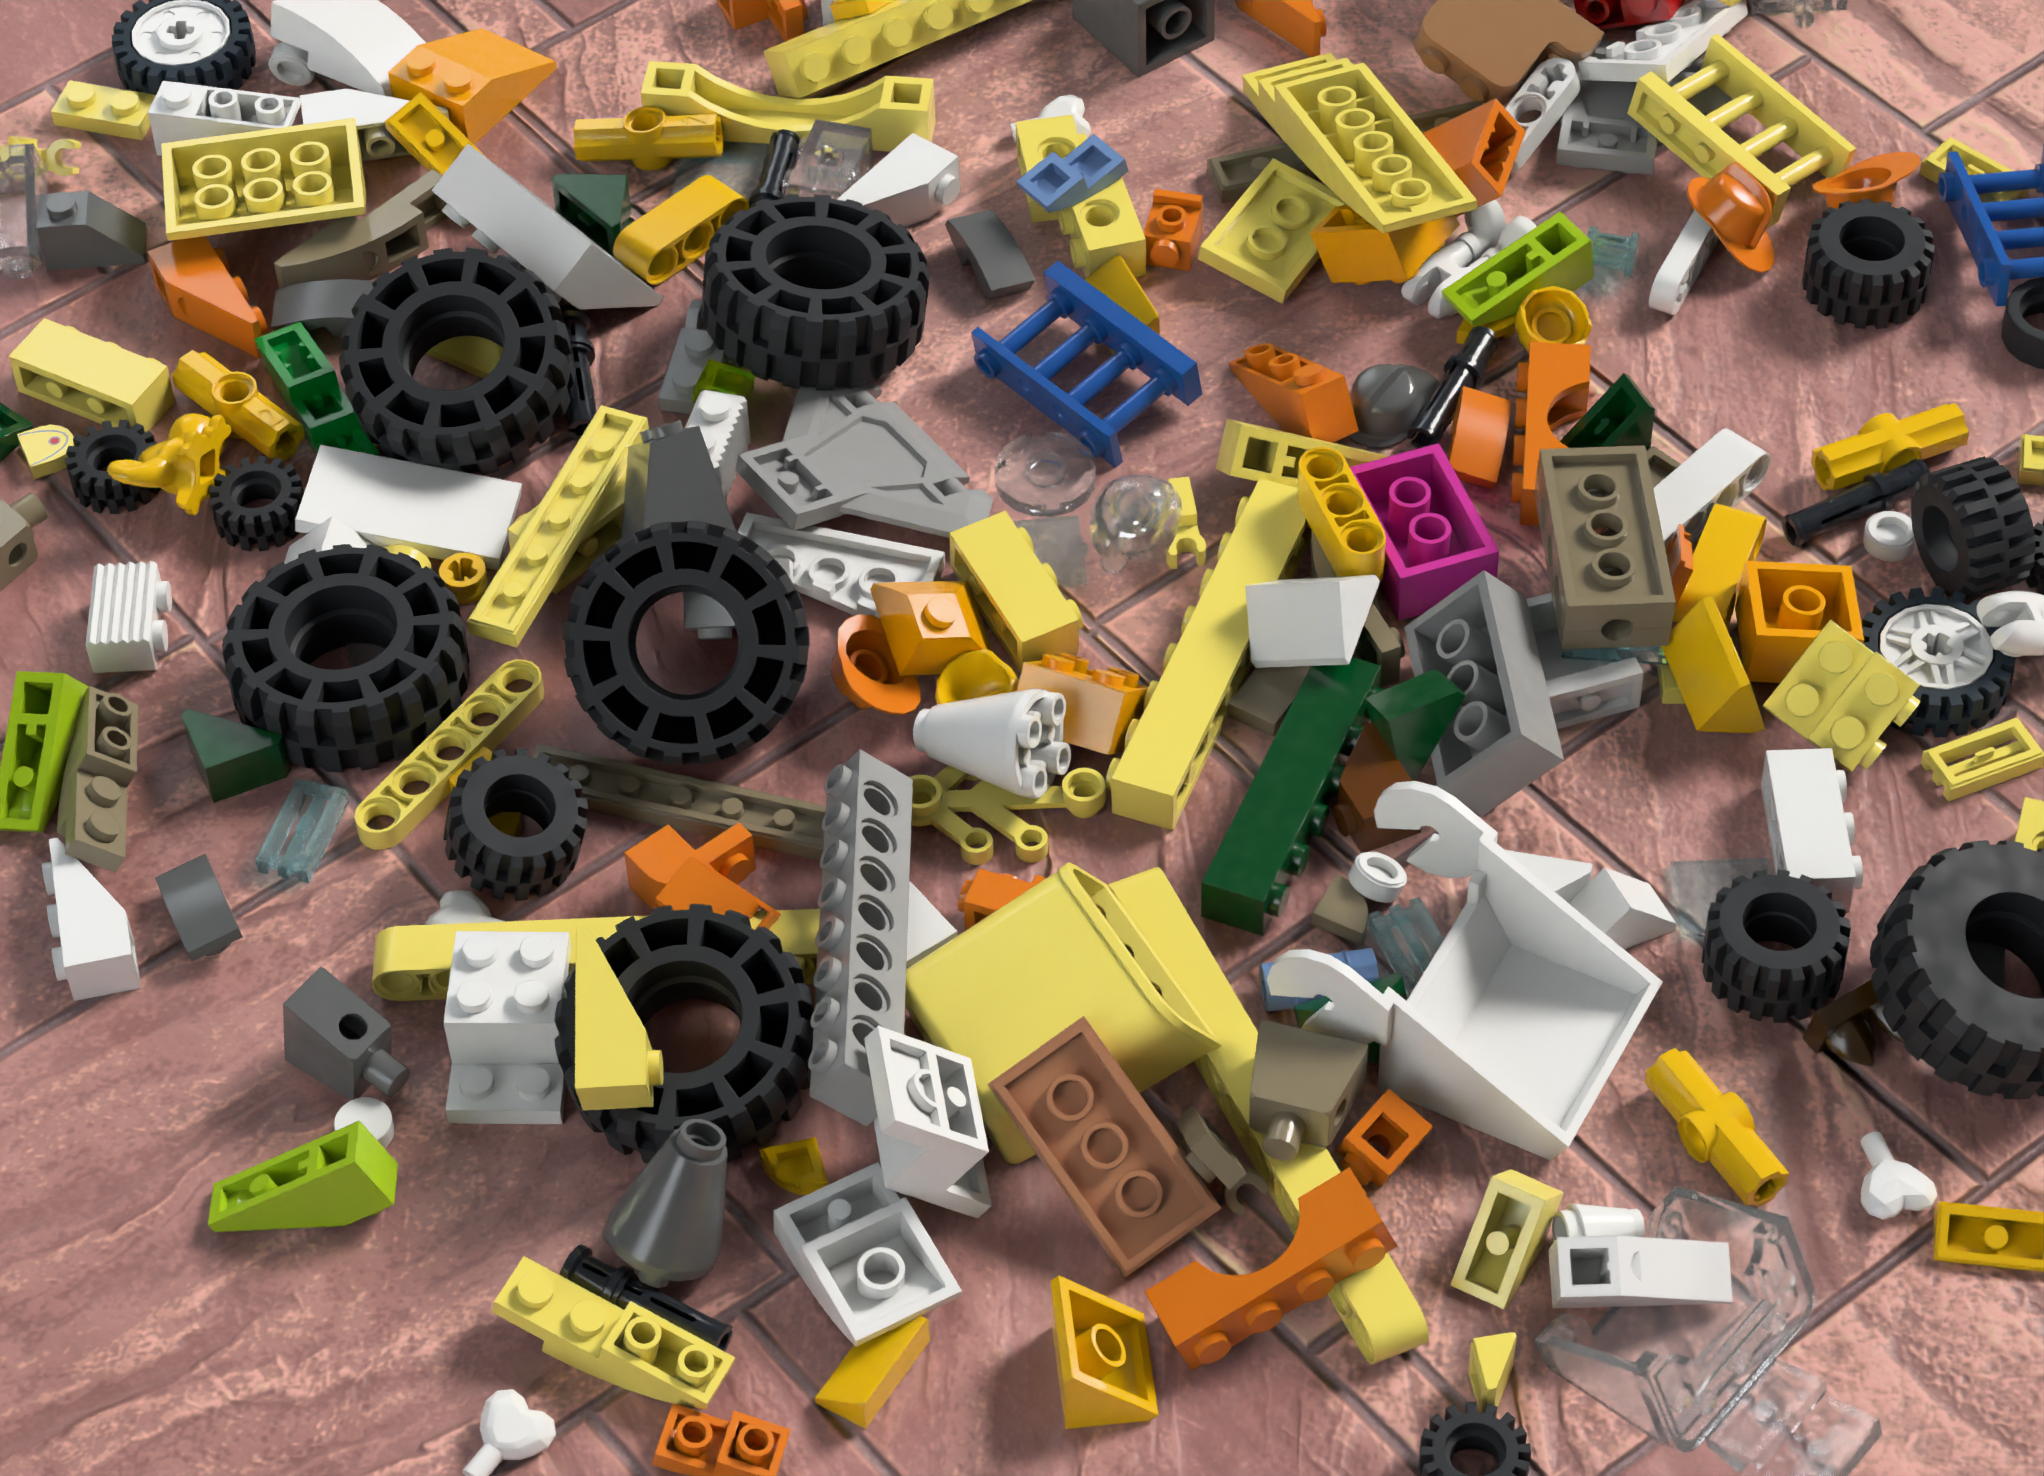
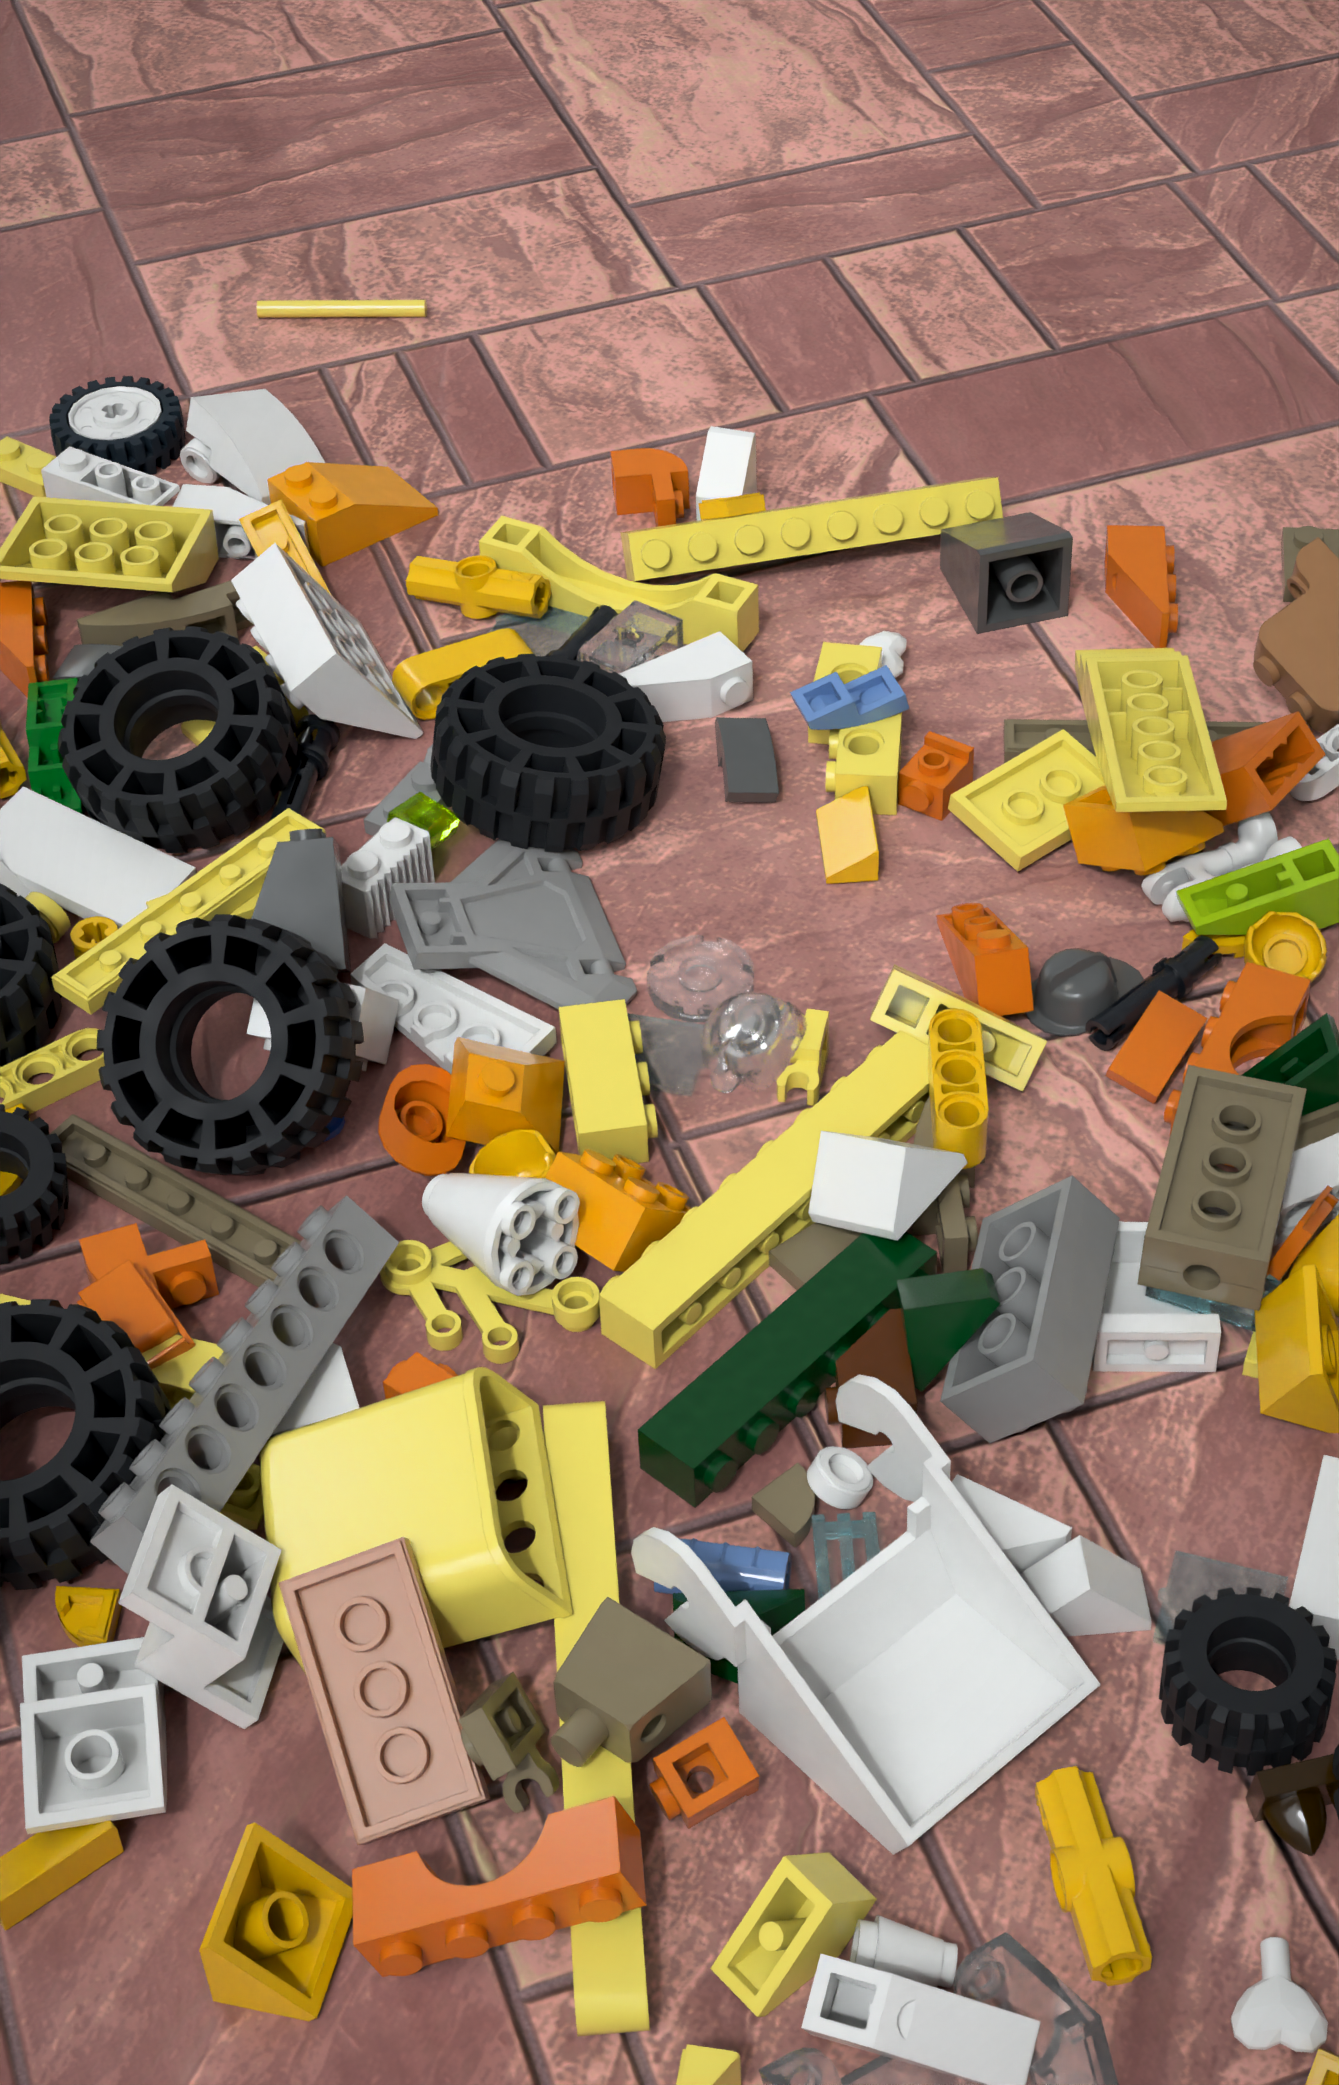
camera: 20 degrees right, 5 degrees down
(594, 204) = (399, 630): dark green slope -> none
(1100, 322) = (815, 843): blue fence -> none
(1429, 529) = (1045, 1118): dark pink brick -> none

